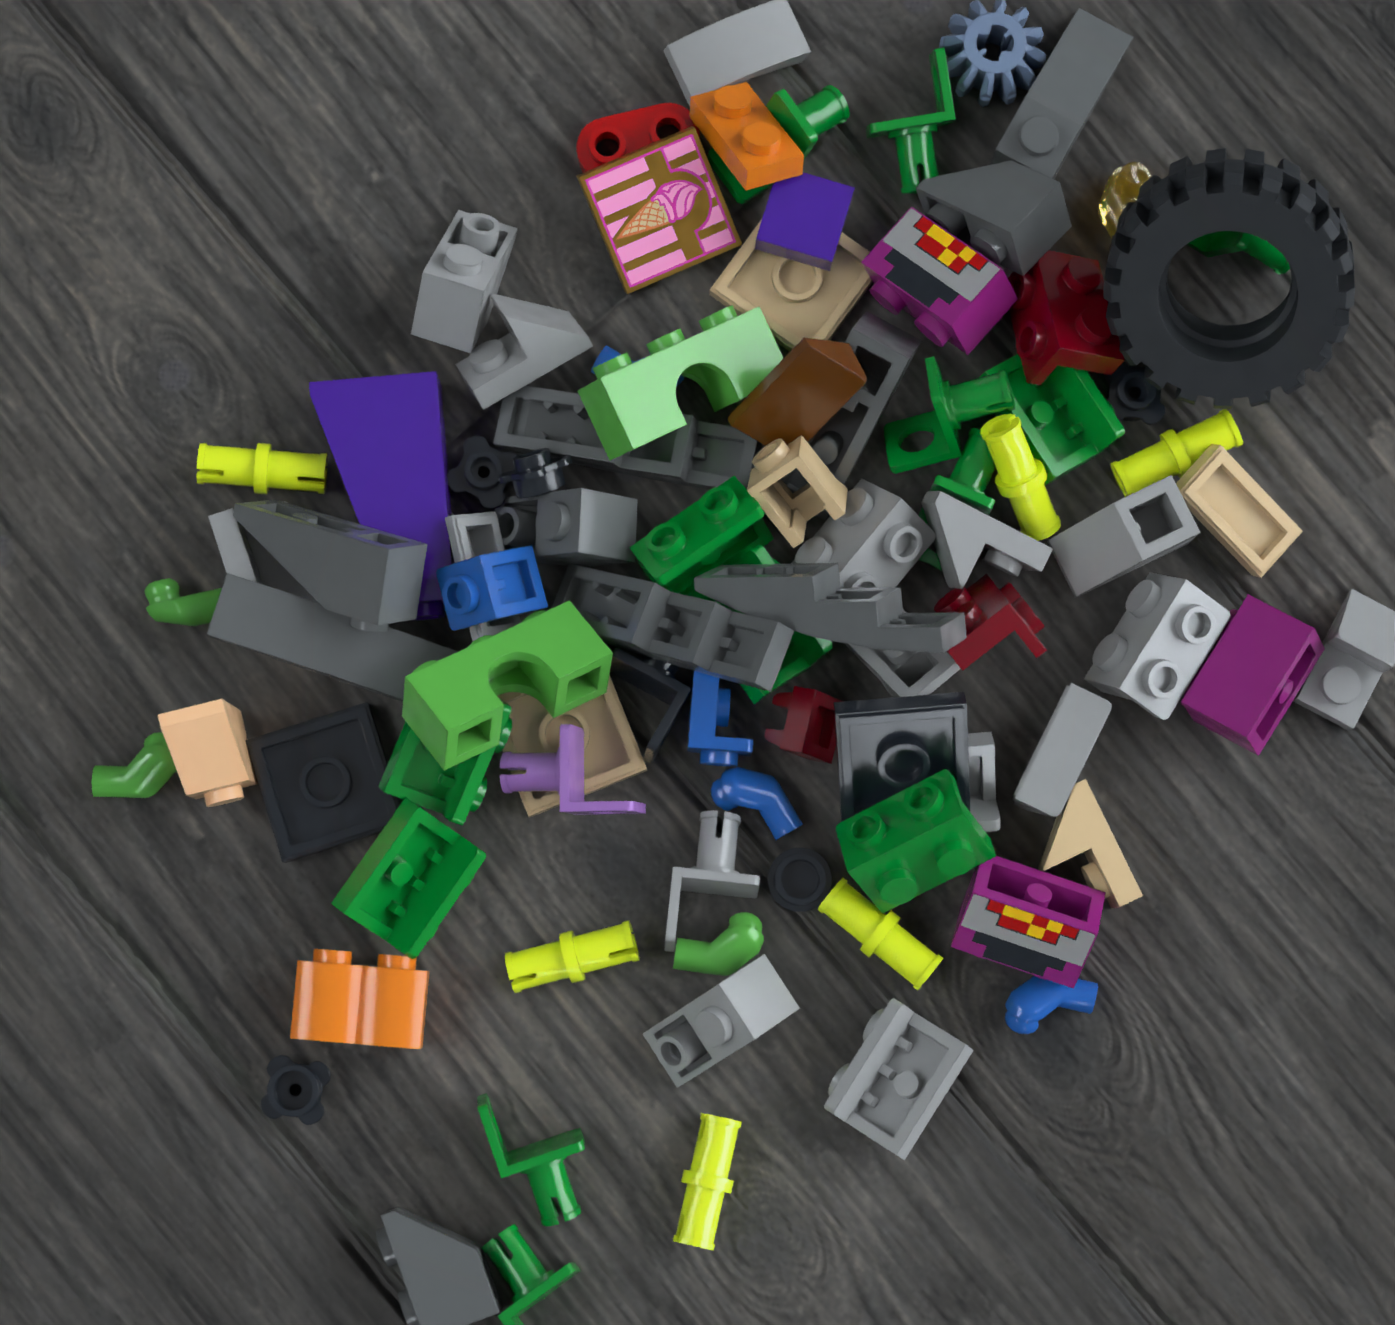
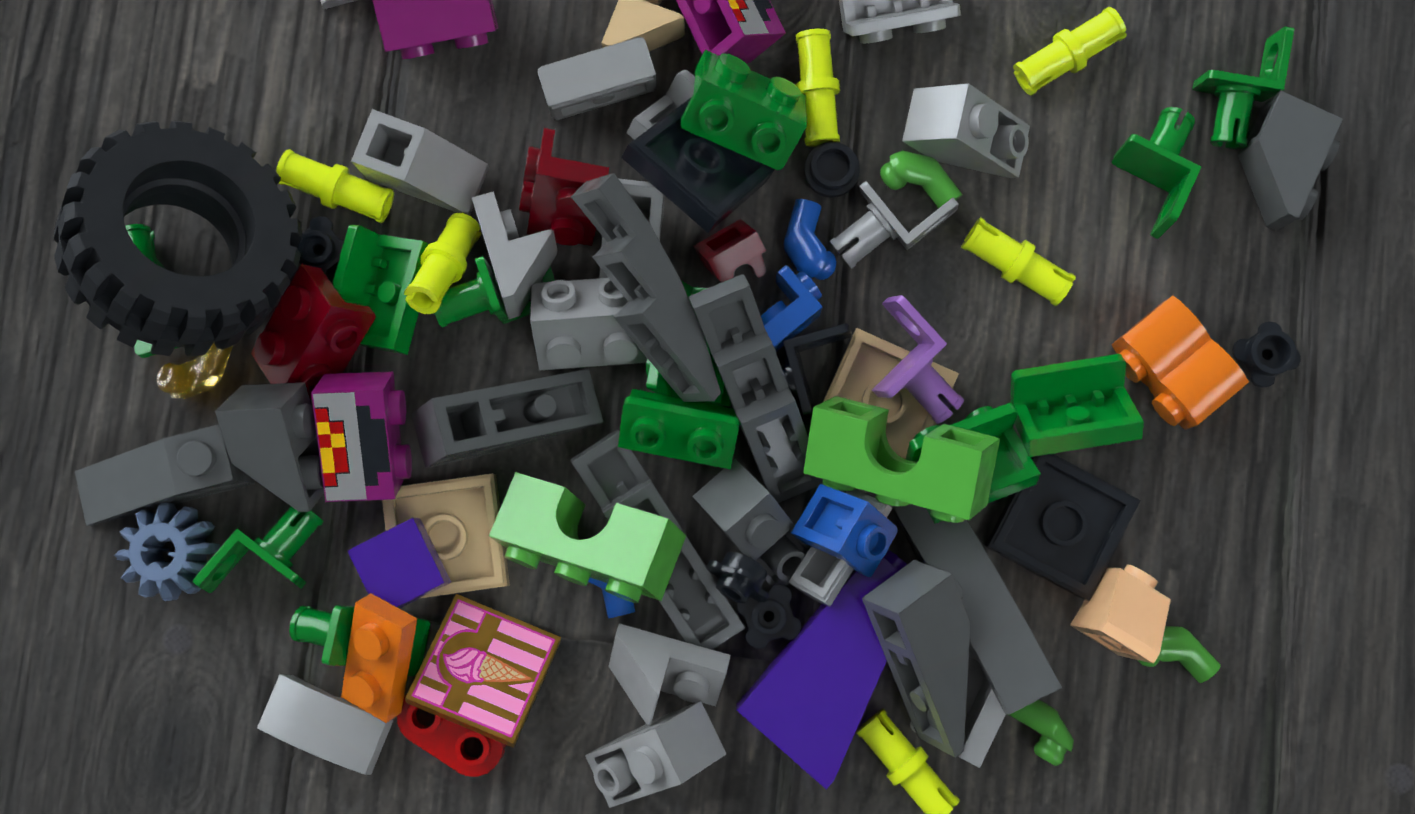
camera: 135 degrees left, 0 degrees up
(788, 509) = (606, 394): tan window -> none
(800, 392) = (523, 449): reddish brown slope -> none
(952, 406) = (435, 346): green bracket -> none
(1158, 643) = (471, 83): light grey bracket -> none
(1237, 510) = (335, 113): tan tile -> none

